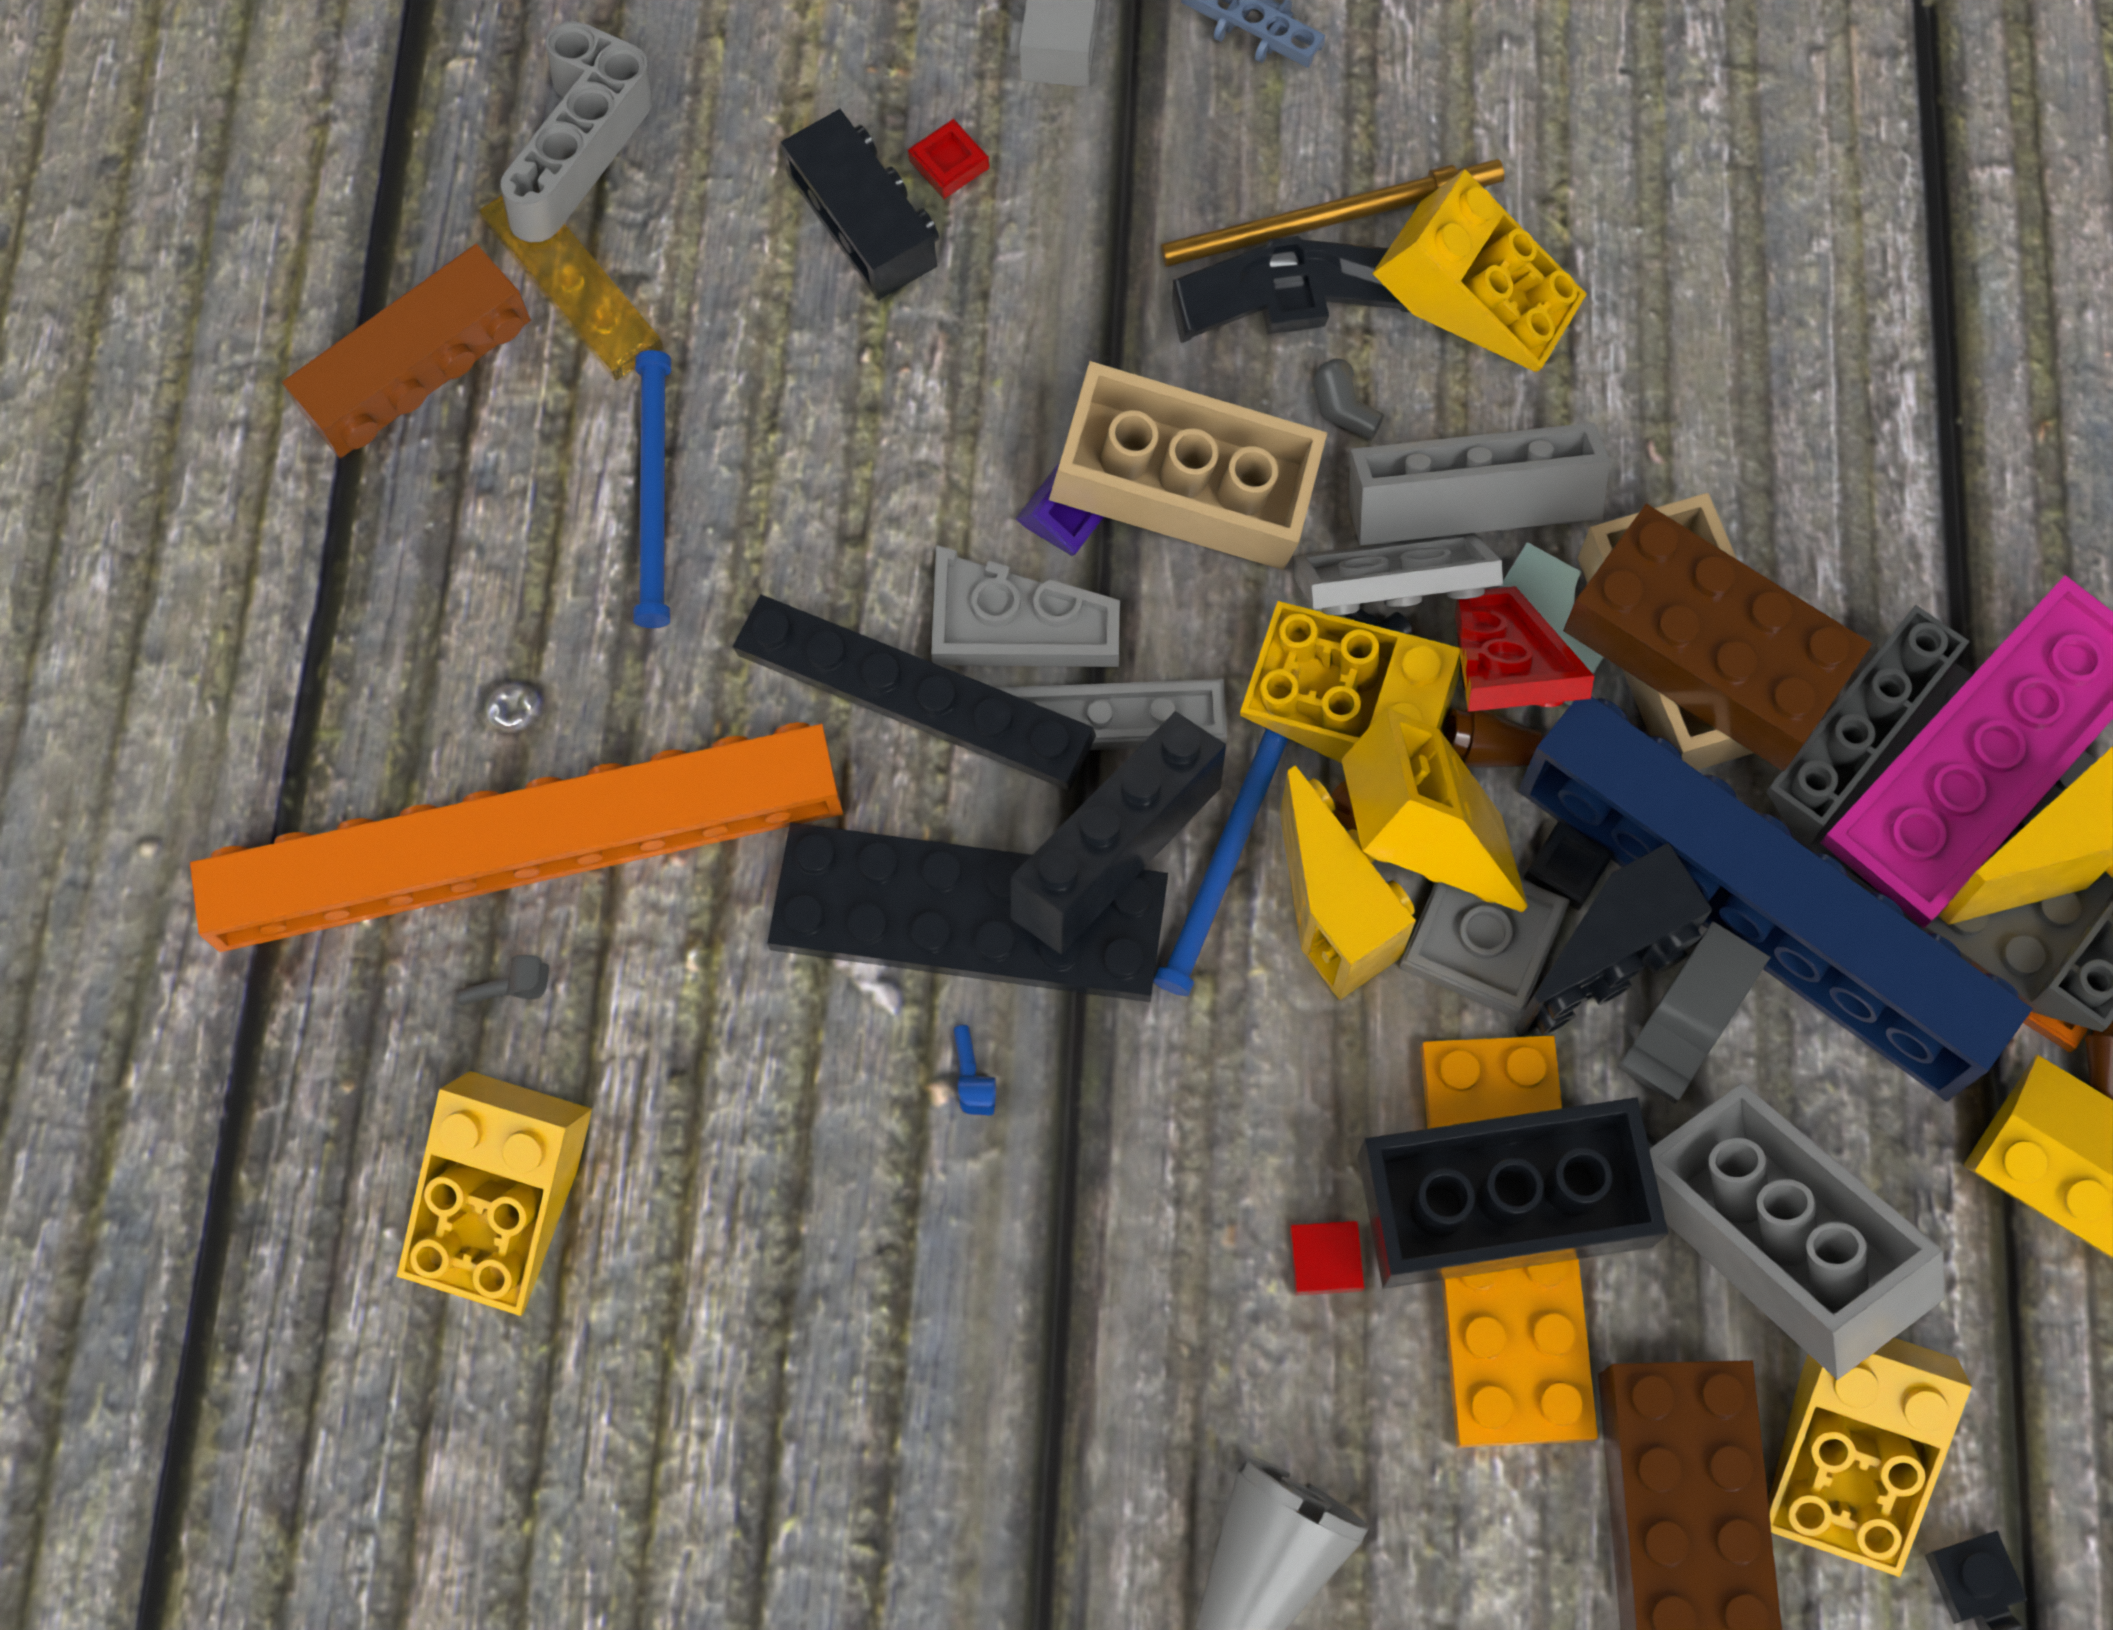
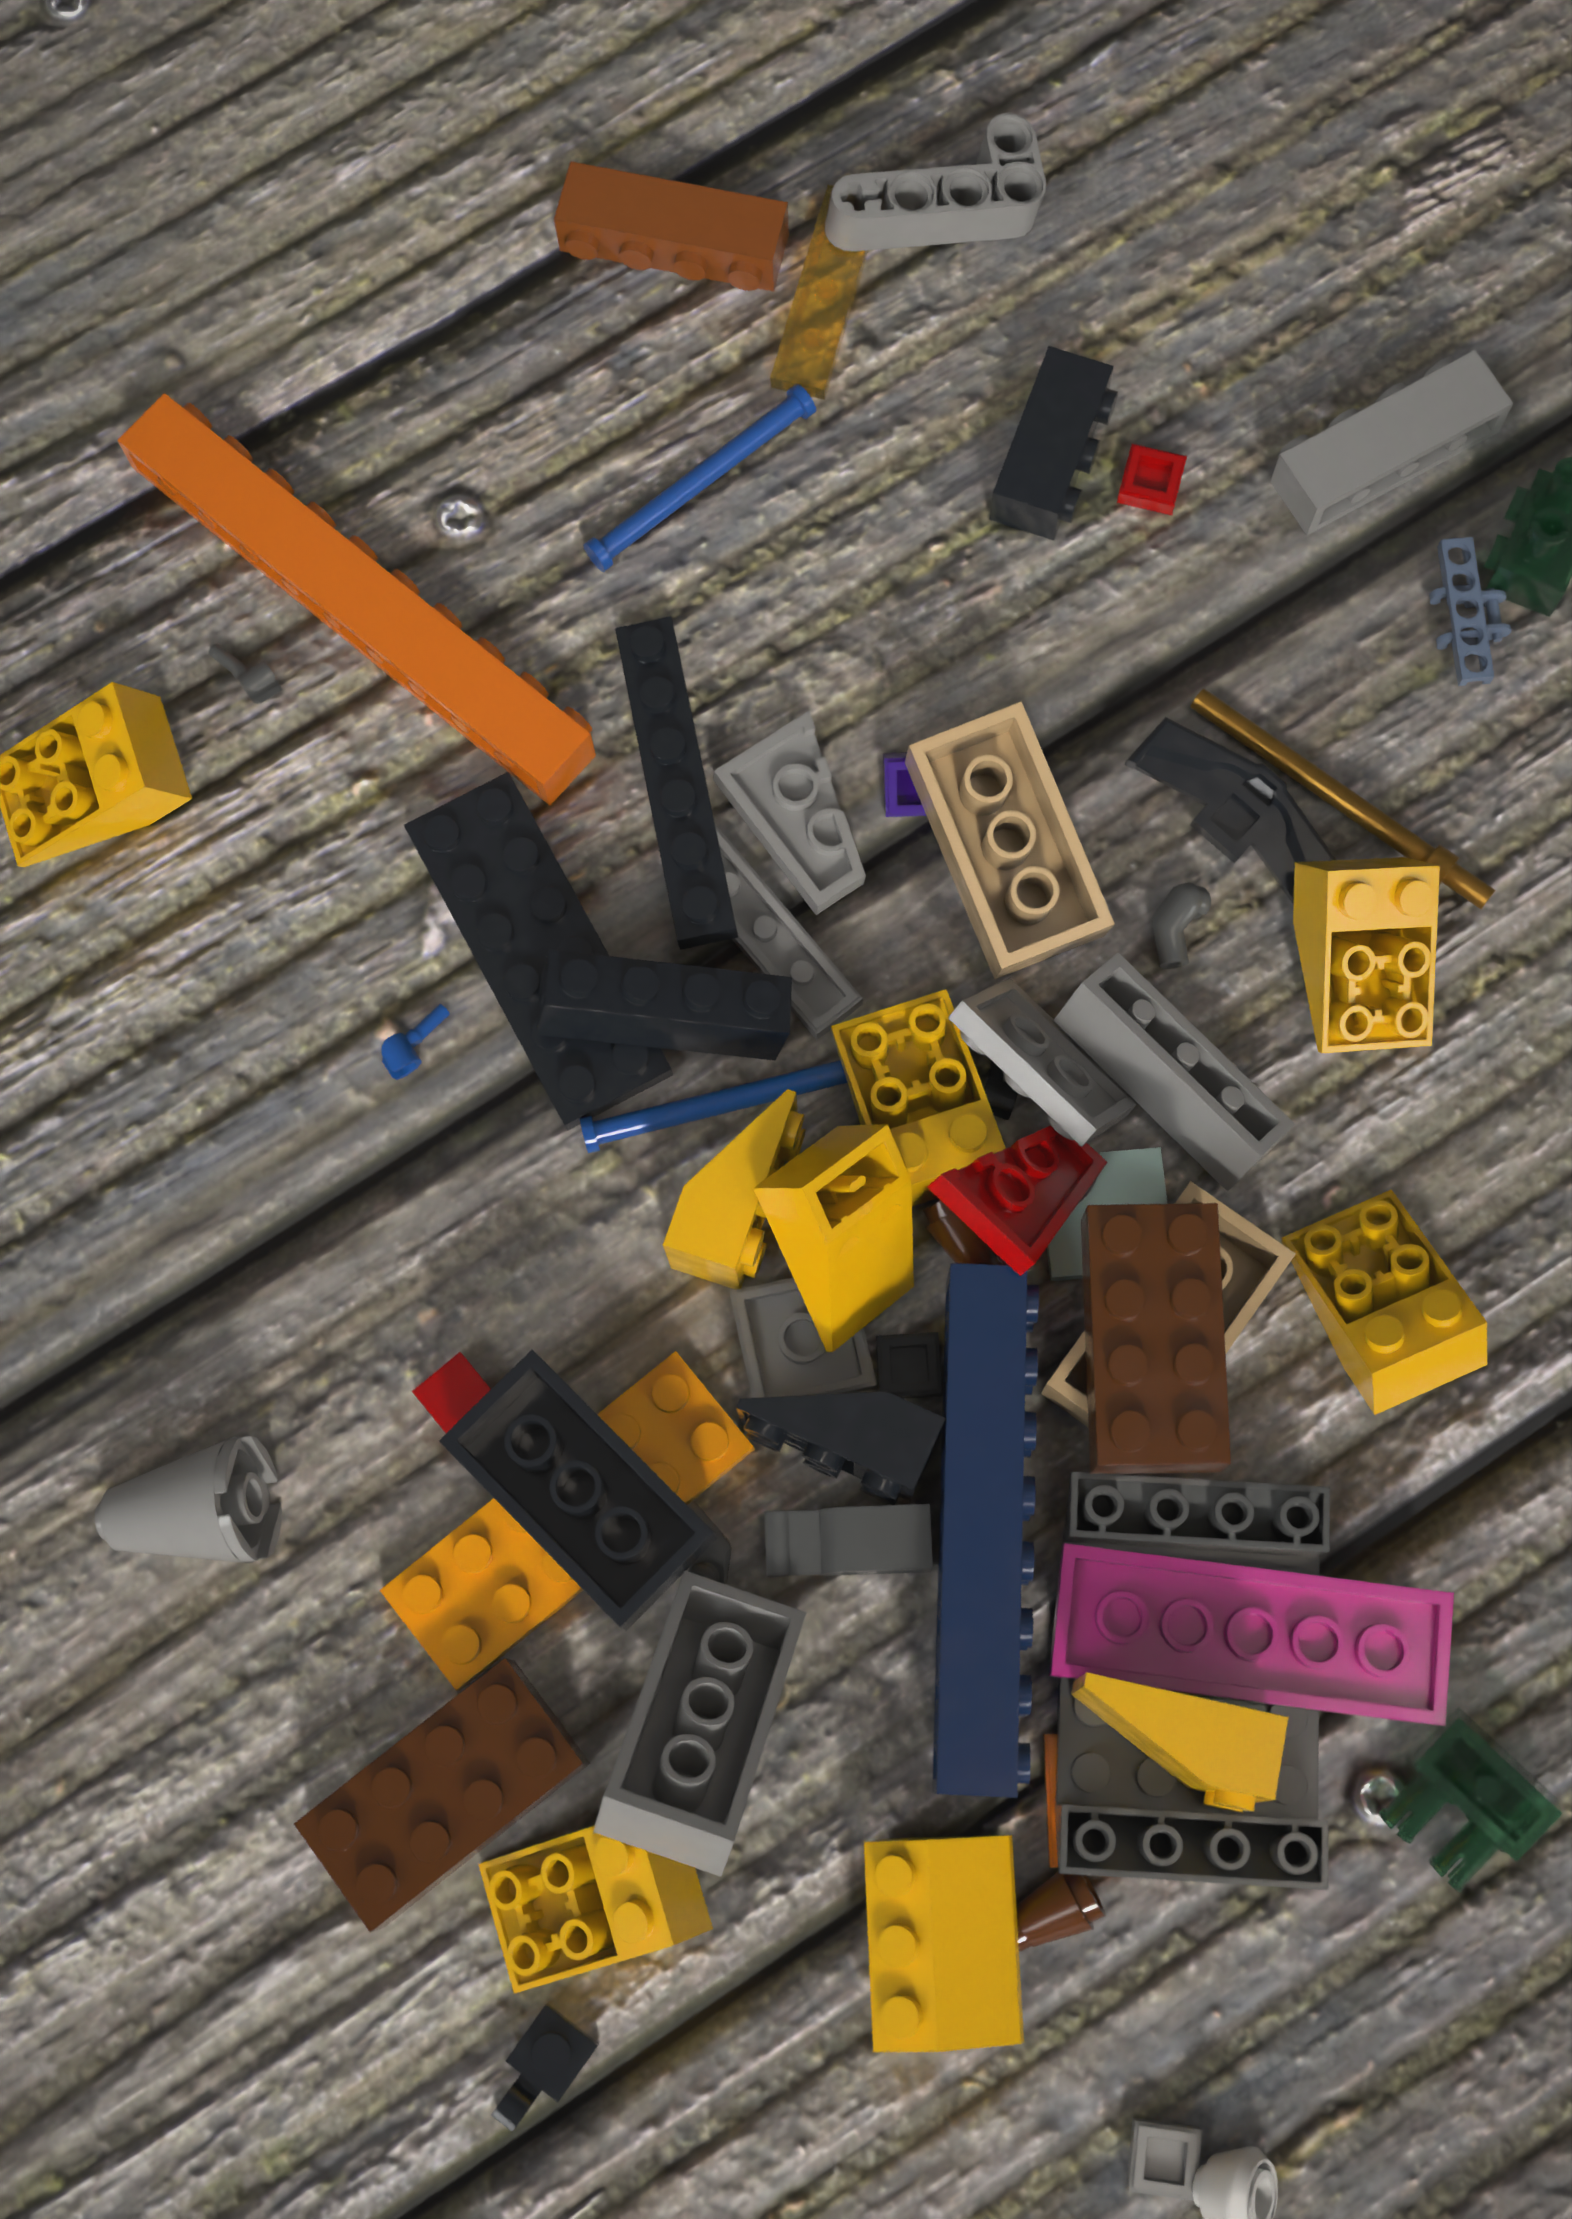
camera: 55 degrees right, 5 degrees up
(1782, 465) = (1387, 1302): none -> yellow slope

